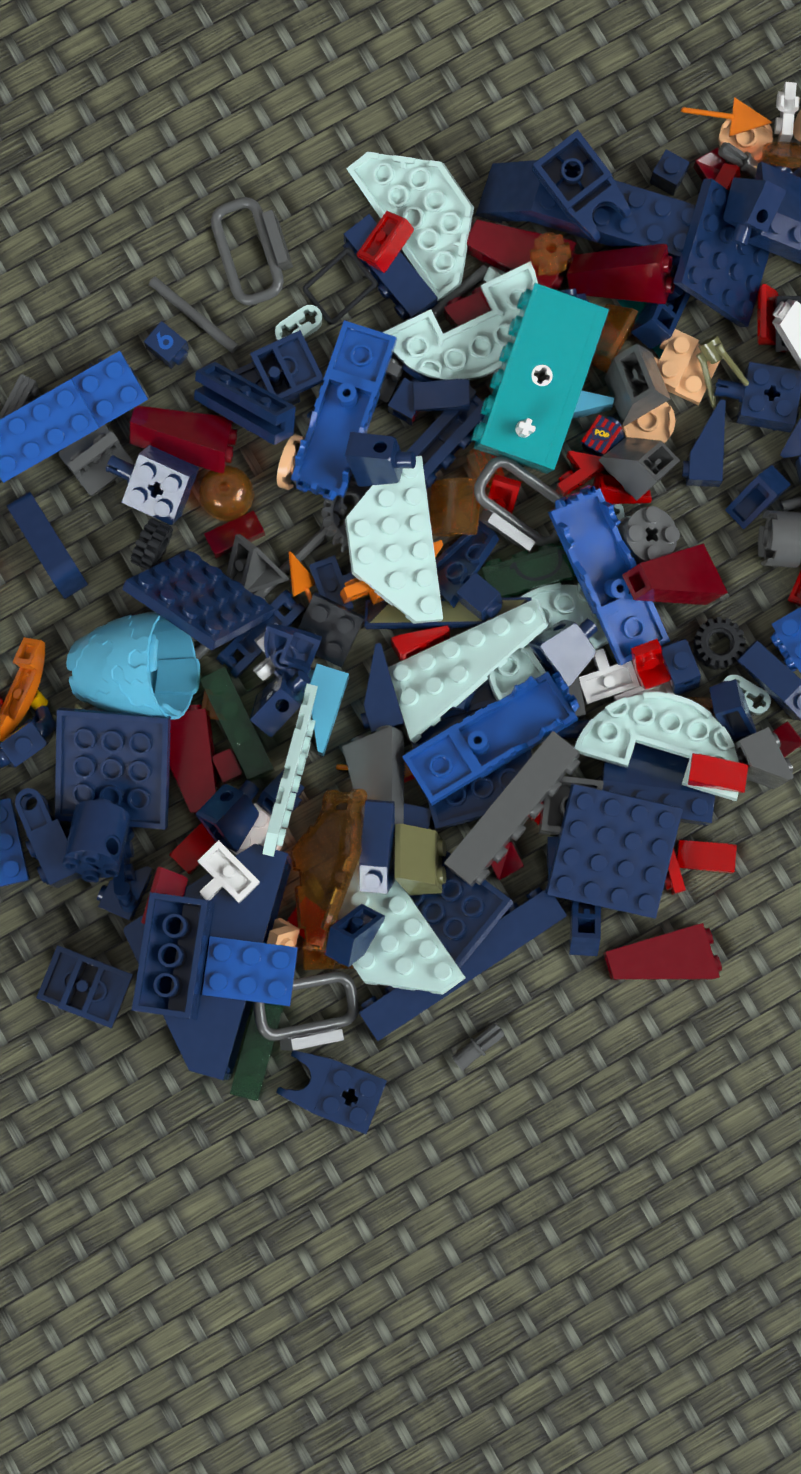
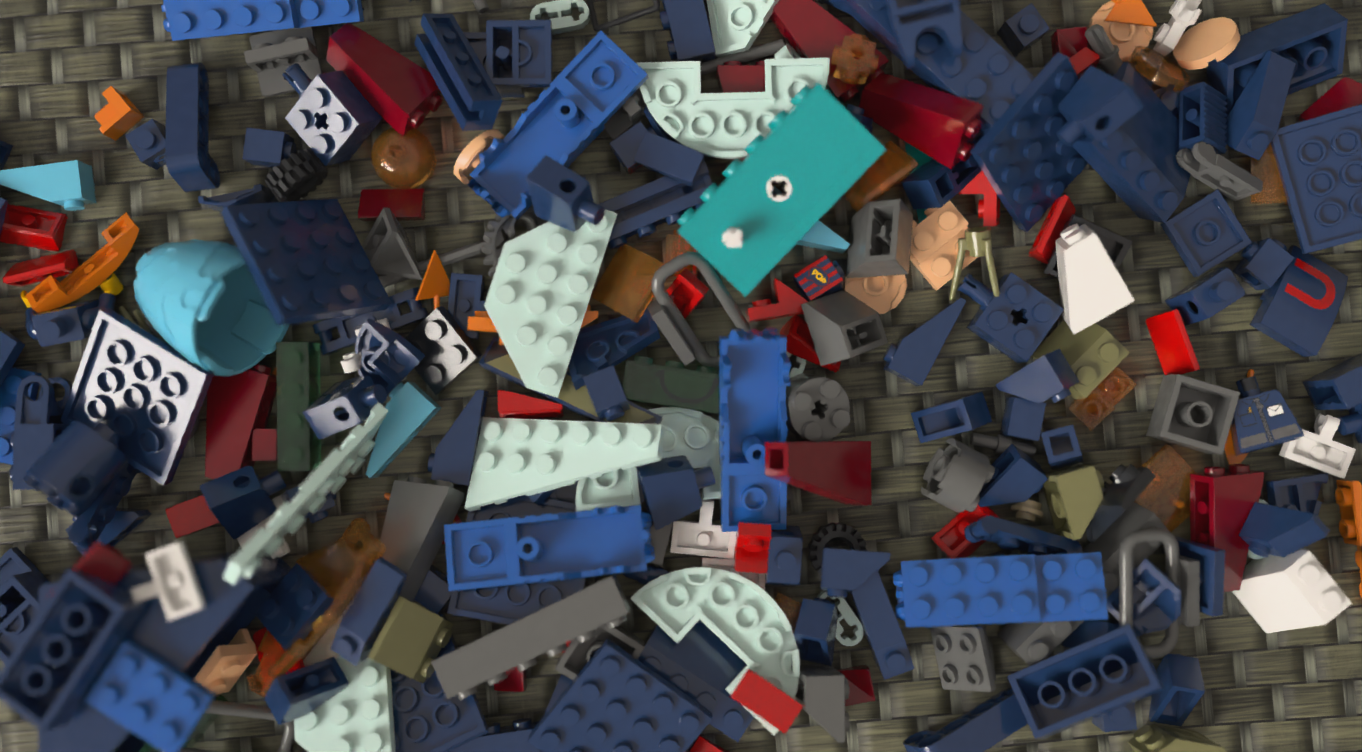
camera: 30 degrees right, 5 degrees up
(23, 572) = (149, 143): none -> dark blue brick
(111, 589) = (256, 195): none -> dark blue slope
(117, 534) = (267, 147): none -> dark blue brick
(313, 877) = (294, 606): none -> dark blue plate
(709, 321) = (989, 206): none -> red slope
(733, 646) = (848, 569): none -> dark blue slope

